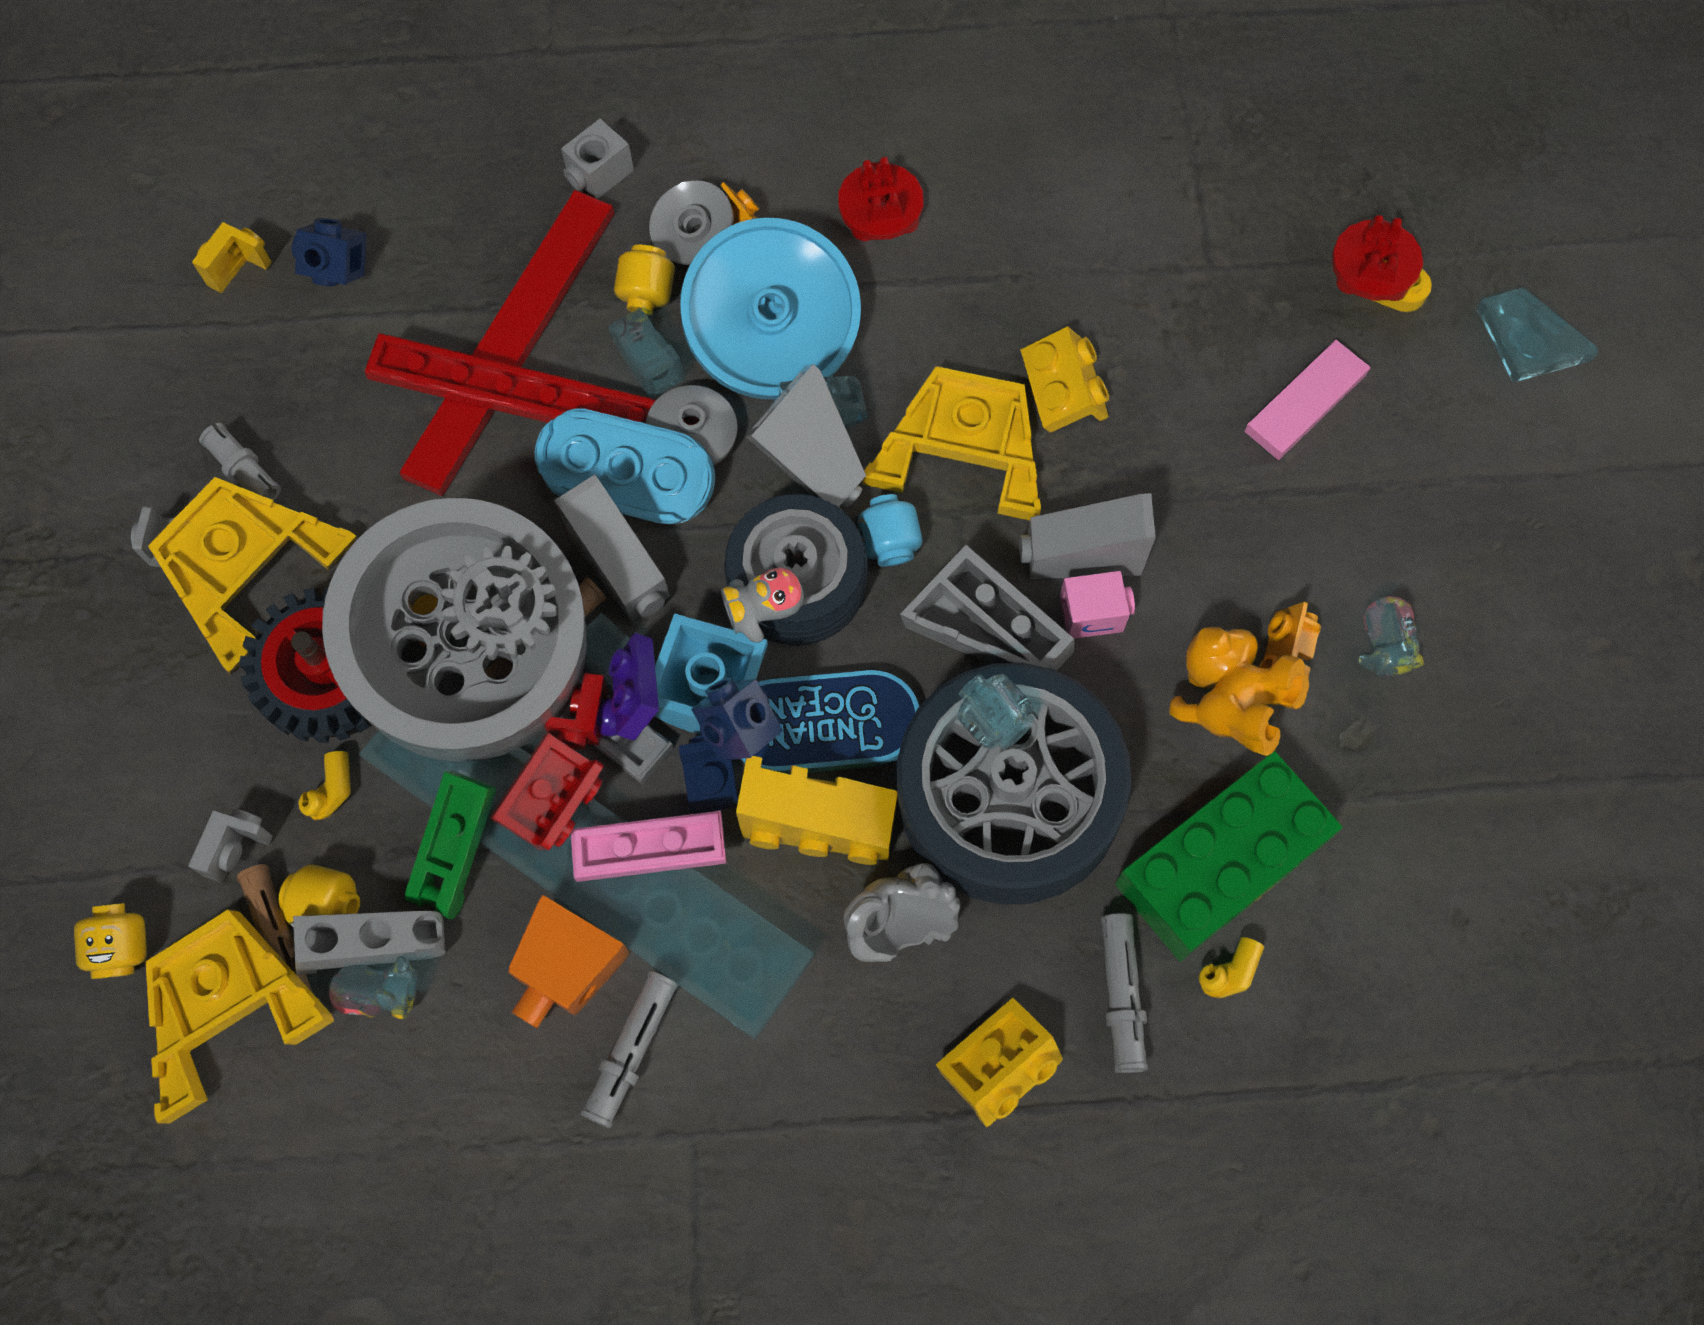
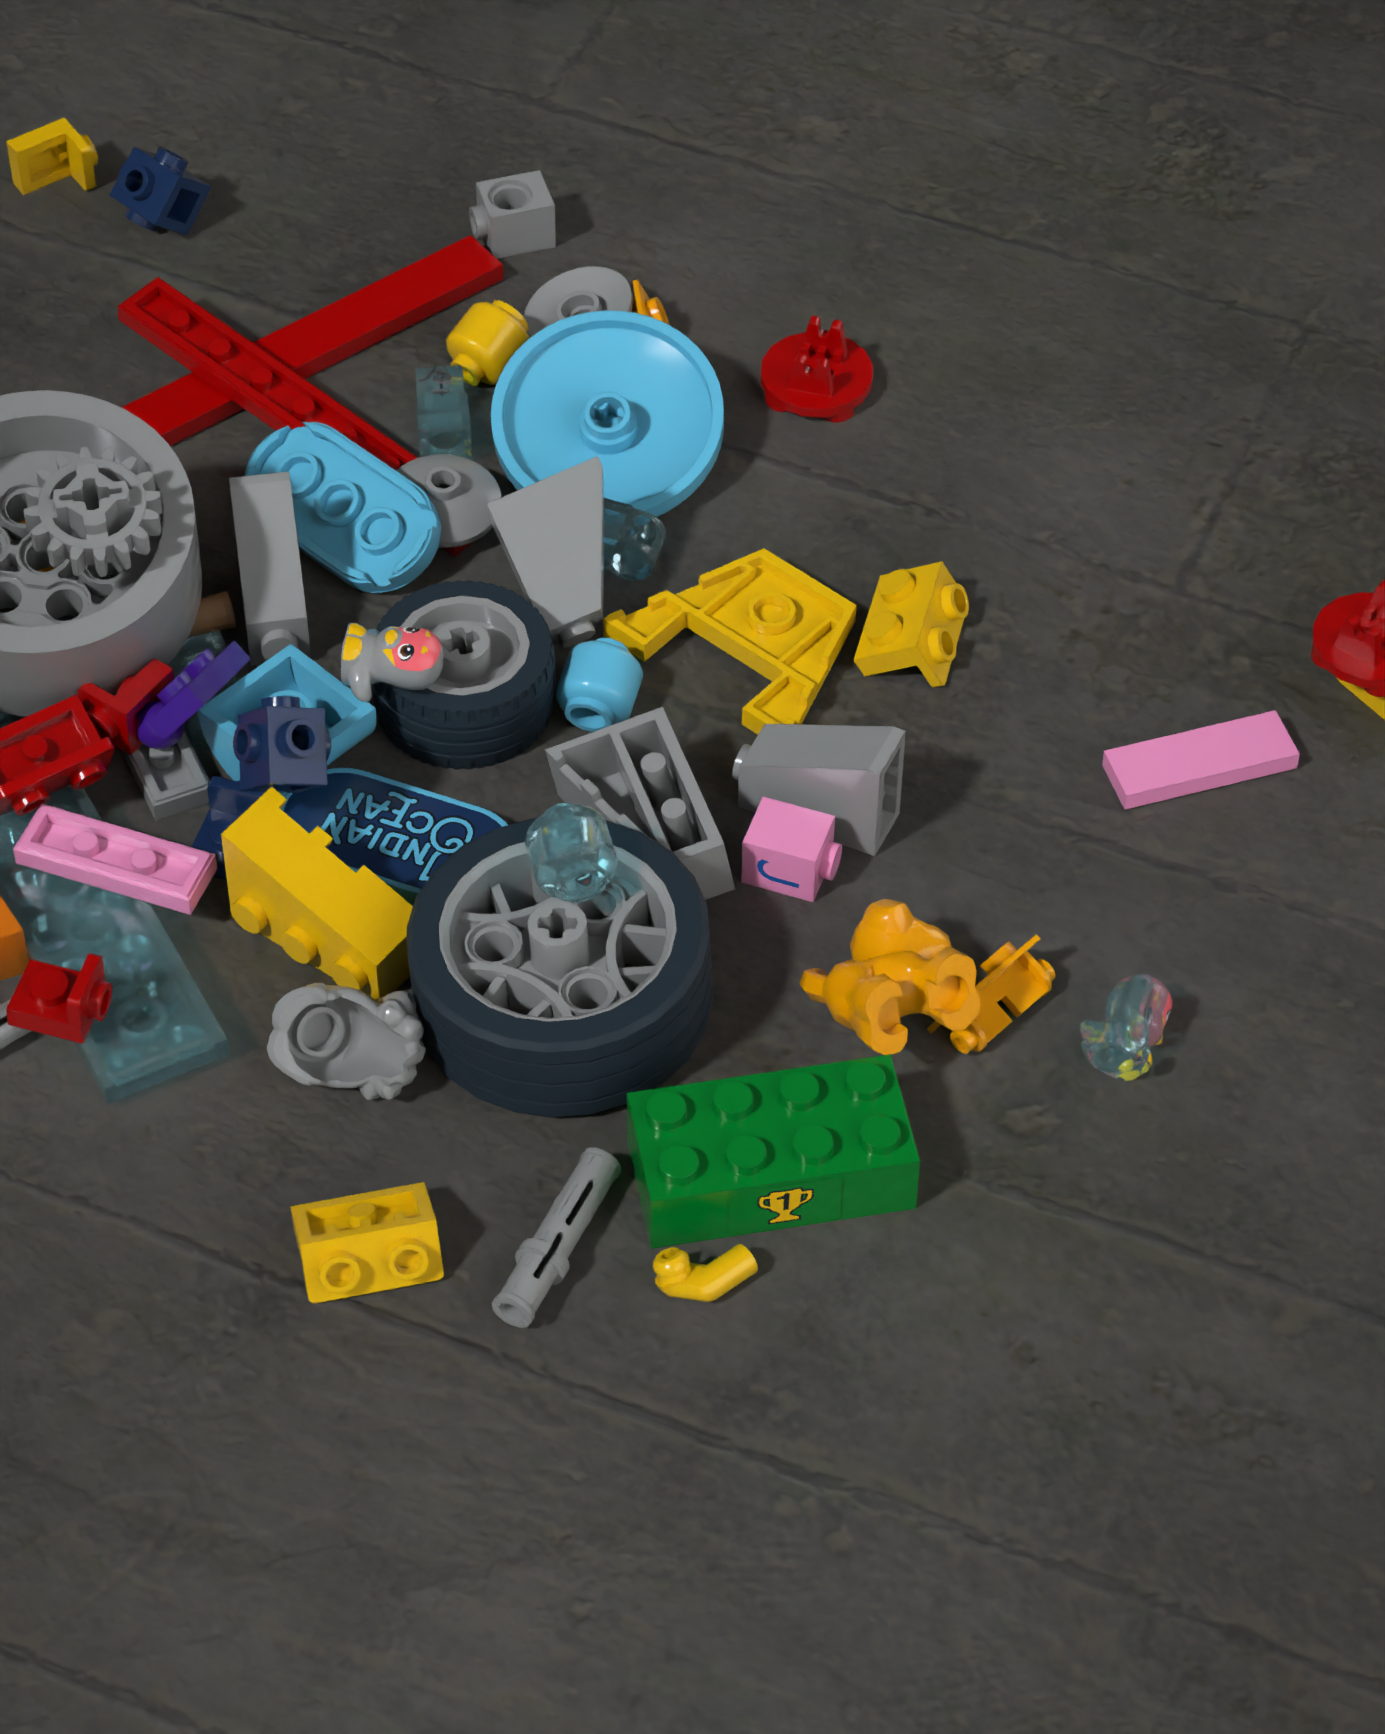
camera: 25 degrees right, 20 degrees down
(683, 987) = (60, 999): none -> red bracket

